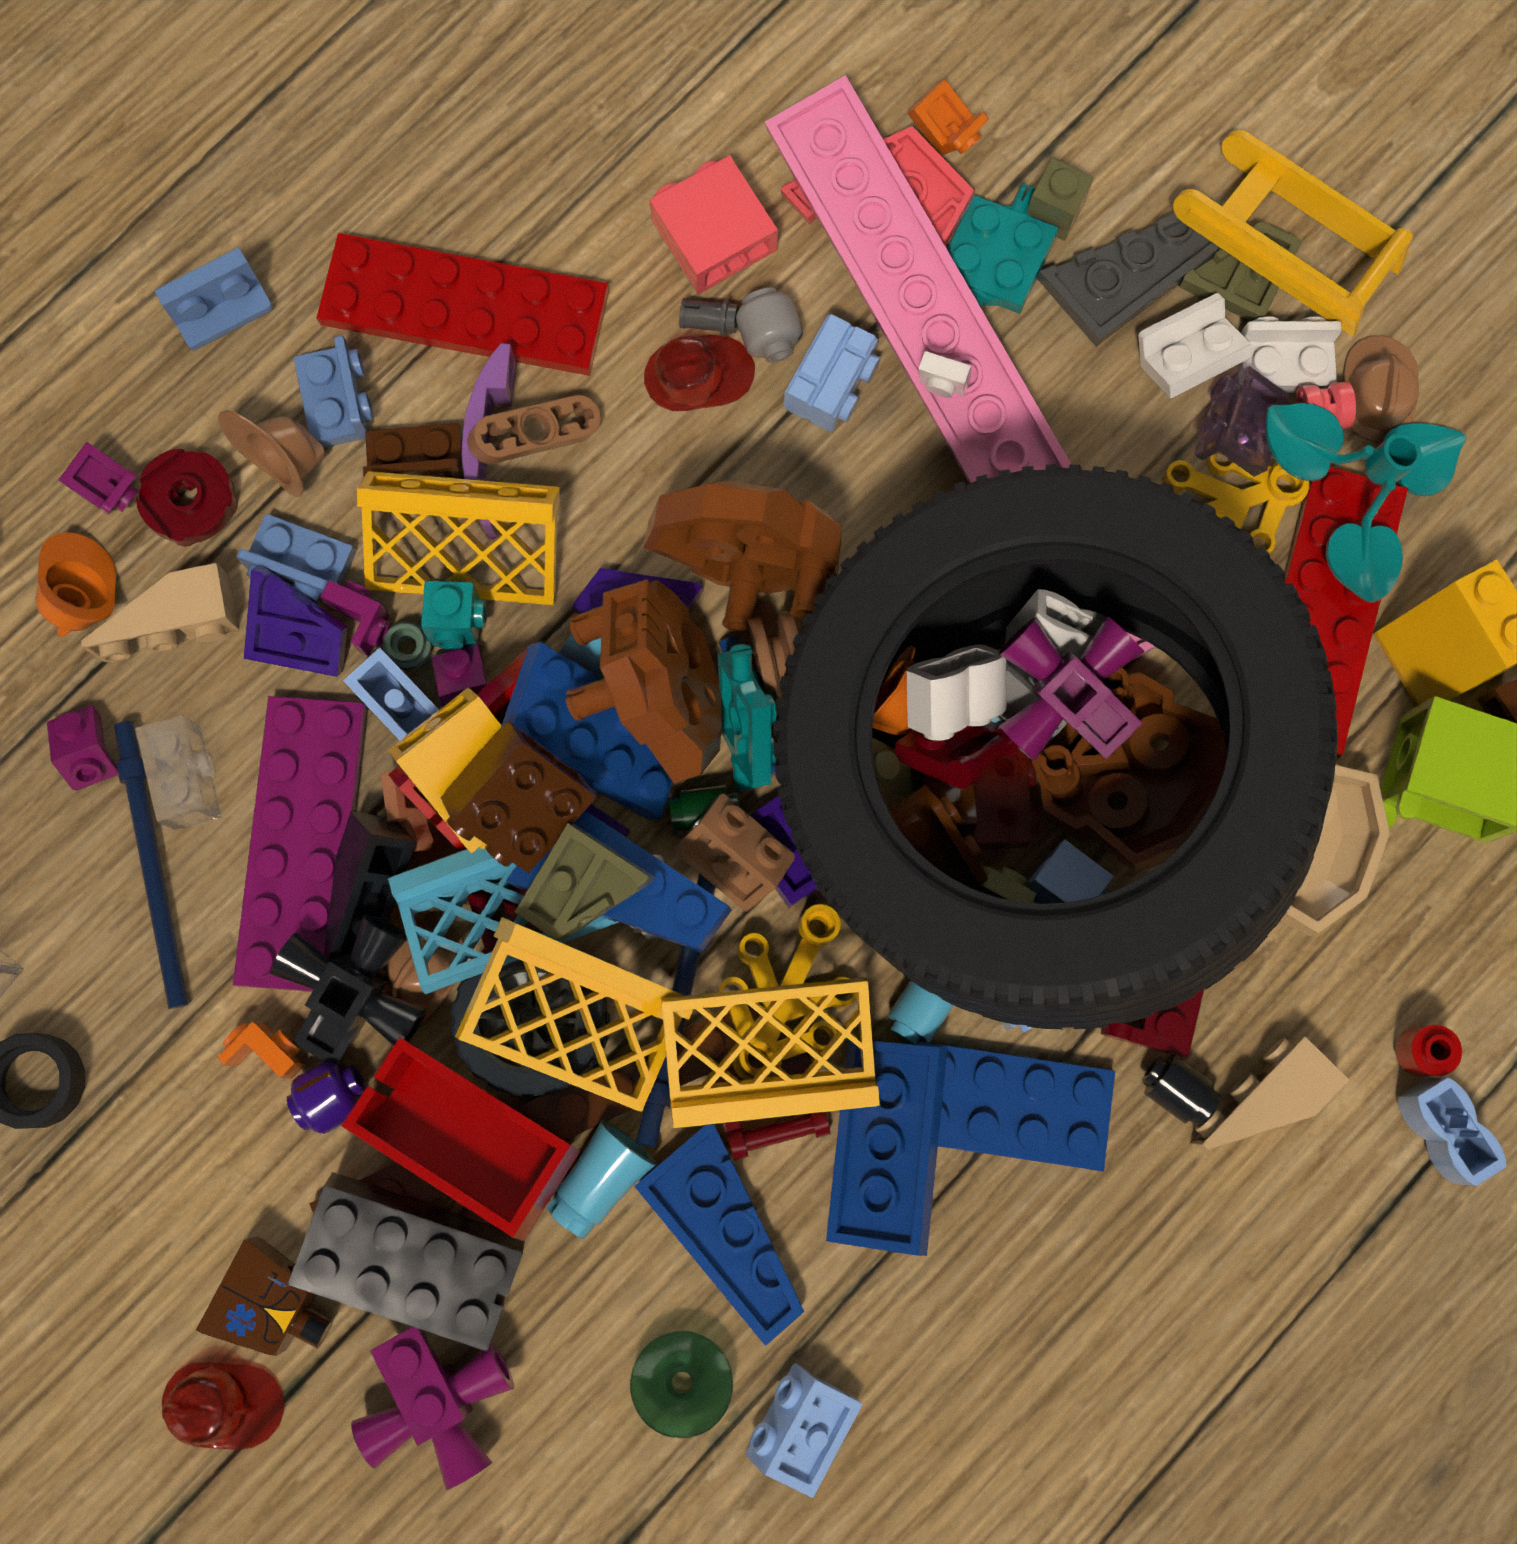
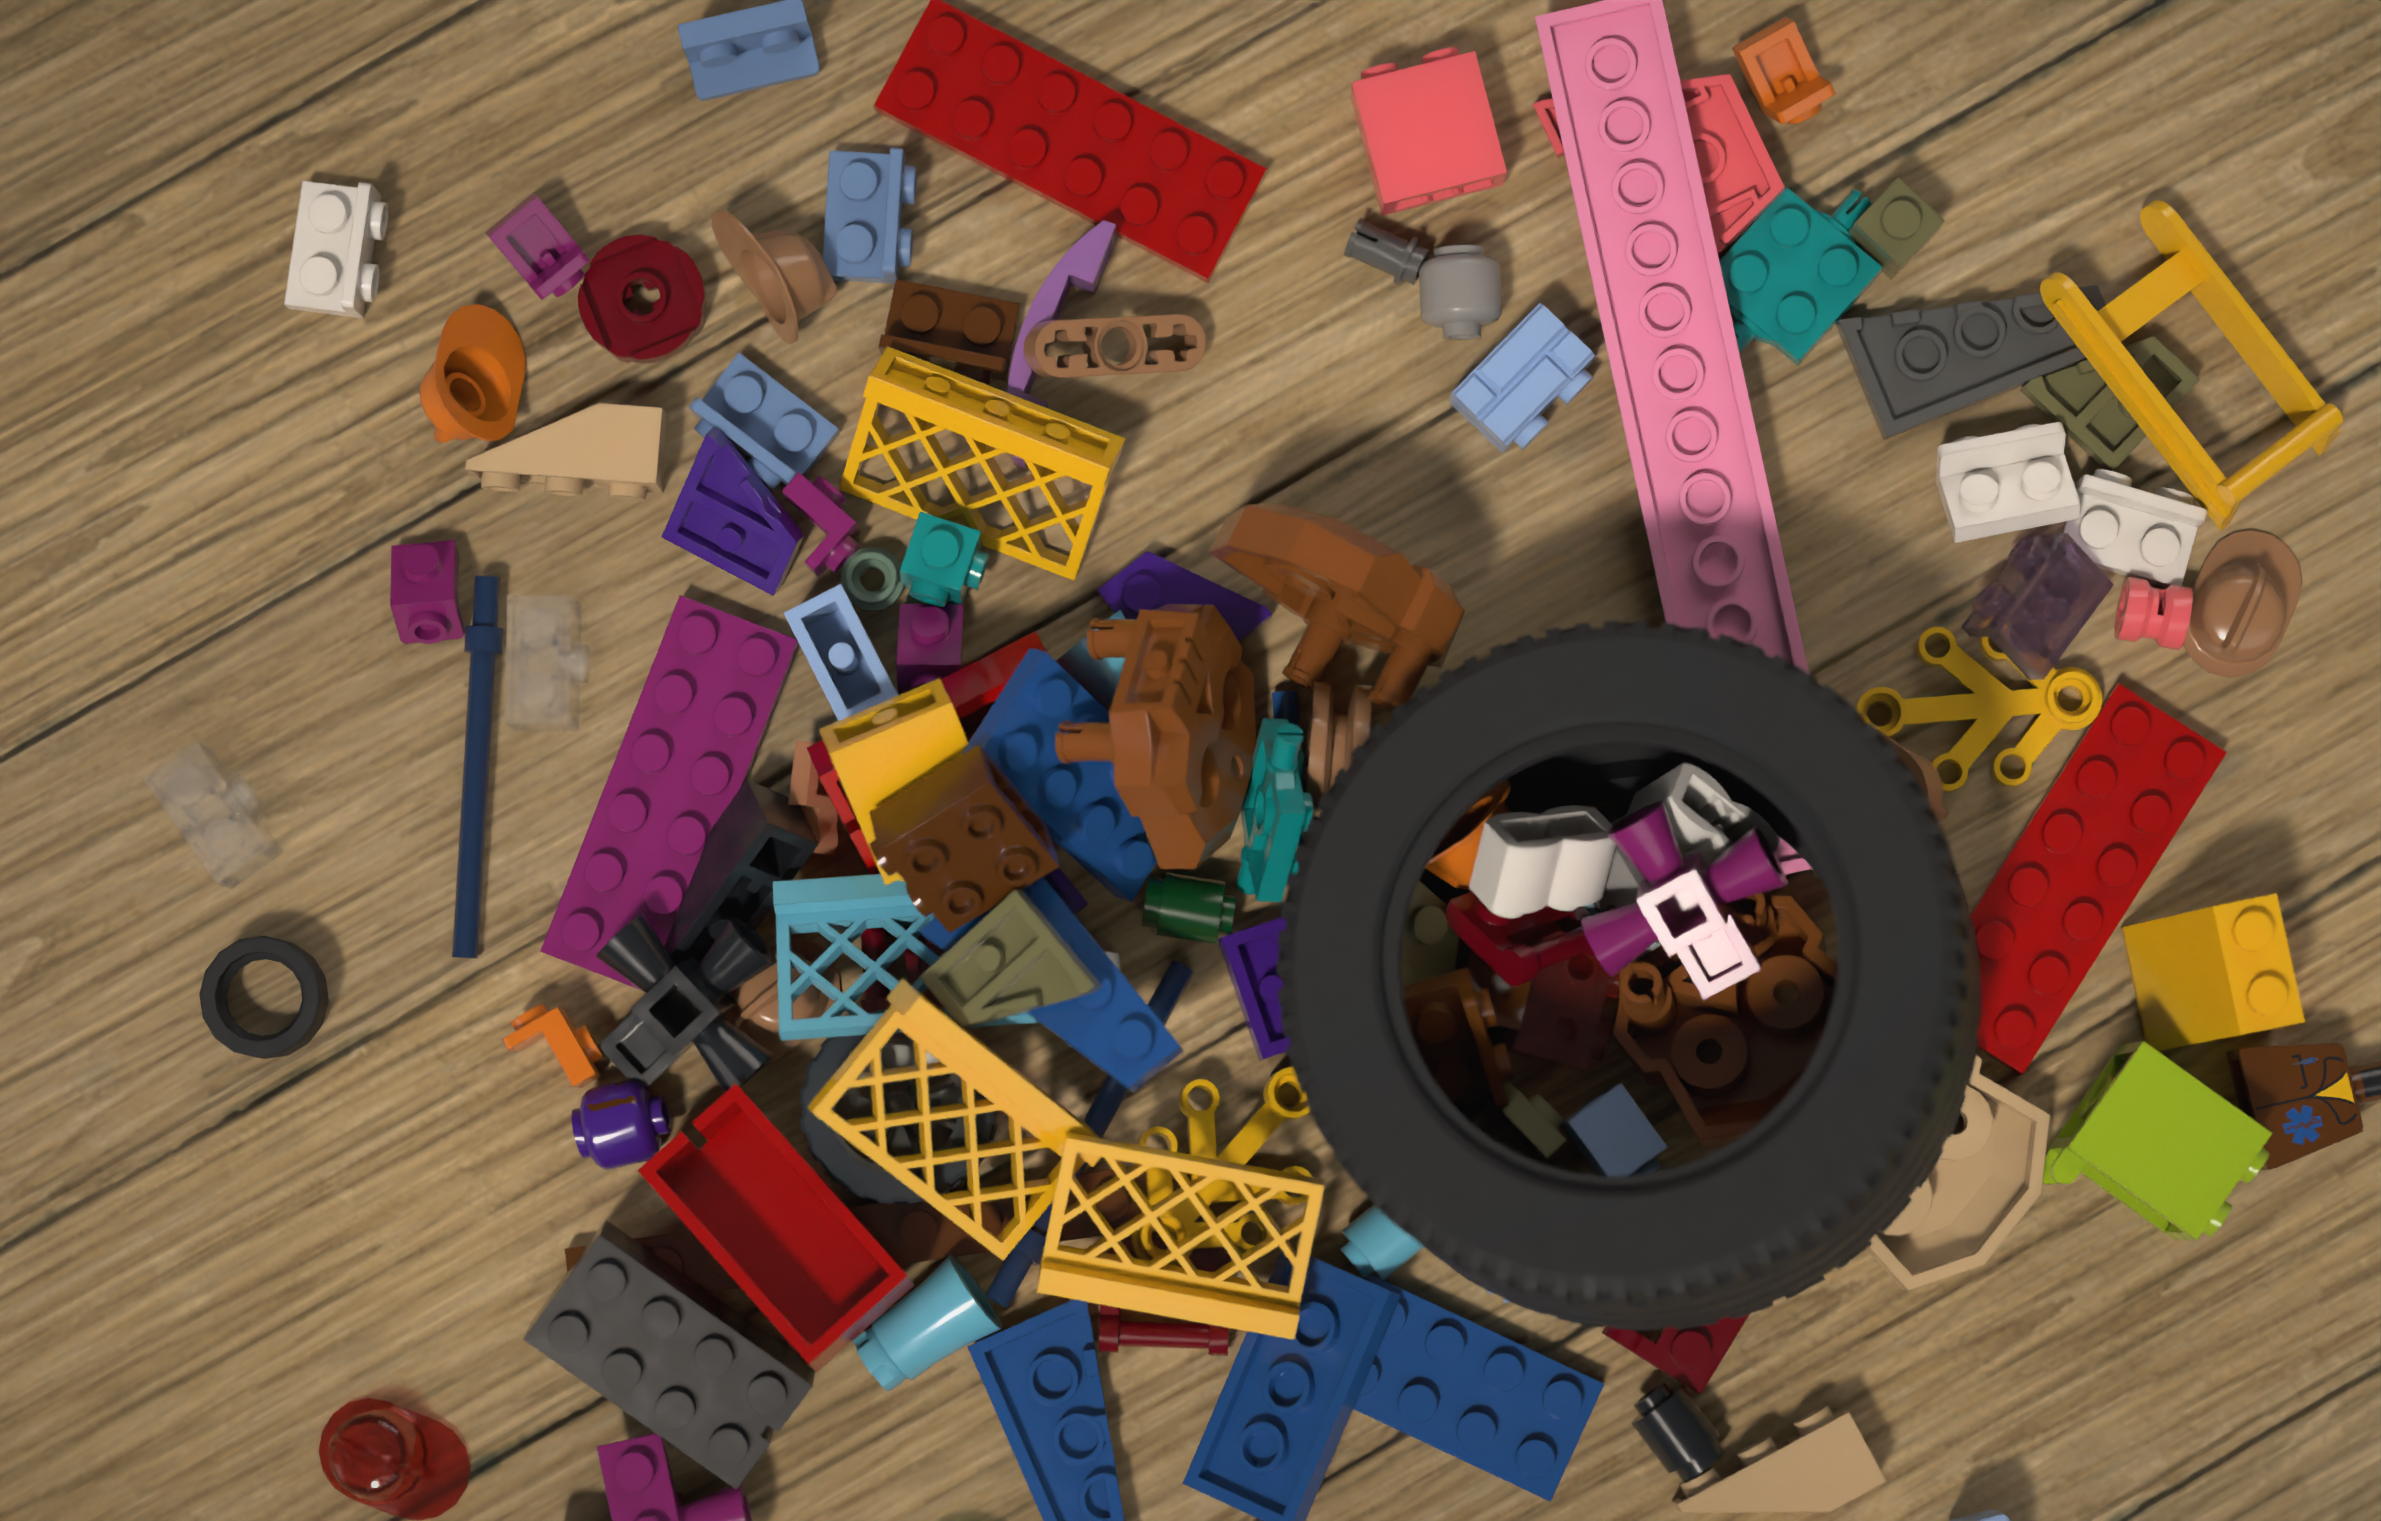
camera: 20 degrees right, 5 degrees up
(259, 1307) = (478, 1353): reddish brown torso -> none
(698, 373) = (1351, 322): clear red piece -> none
(735, 853) = (1211, 974): medium nougat bracket -> none
(944, 375) = (1660, 438): white plate -> none
(1414, 454) = (2251, 711): teal plant -> none
(1429, 1051) = (1980, 1470): red brick -> none

